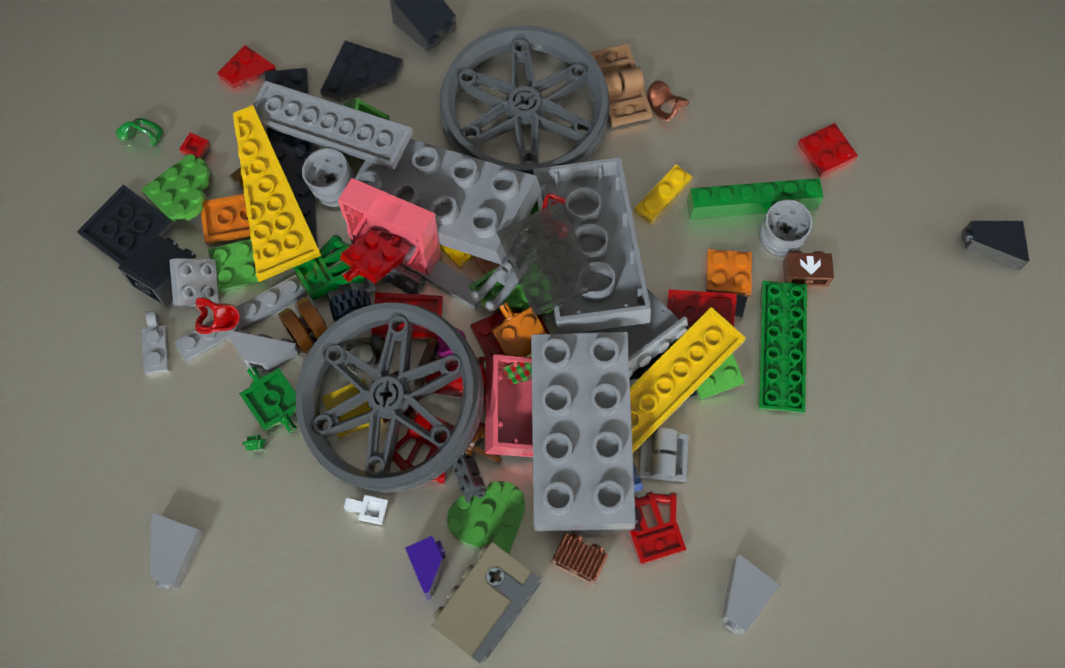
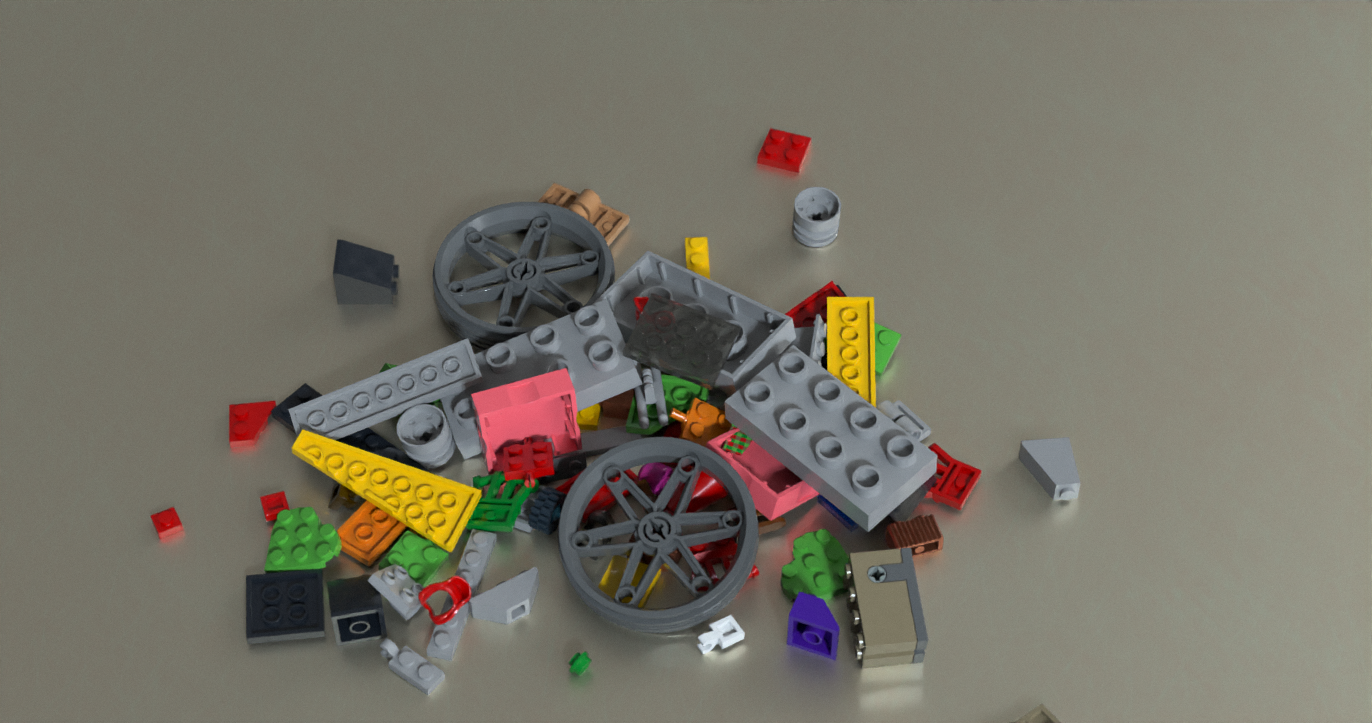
camera: 40 degrees left, 20 degrees down
(123, 101) = (166, 522): none -> red plate
(128, 129) = (200, 537): green piece -> none
(271, 399) = (558, 625): green plate -> none
(307, 324) = (529, 545): reddish brown wheel -> none
(359, 70) = (352, 353): black plate -> none
(470, 486) = (777, 551): dark grey hinge -> none
(658, 94) = (618, 200): copper piece -> none
(729, 271) = (803, 278): orange plate -> none
(751, 197) = (765, 219): green brick -> none
(782, 347) = (898, 298): green plate -> none
(808, 268) = (860, 234): copper brick -> none
(998, 241) = (970, 122): black slope -> none

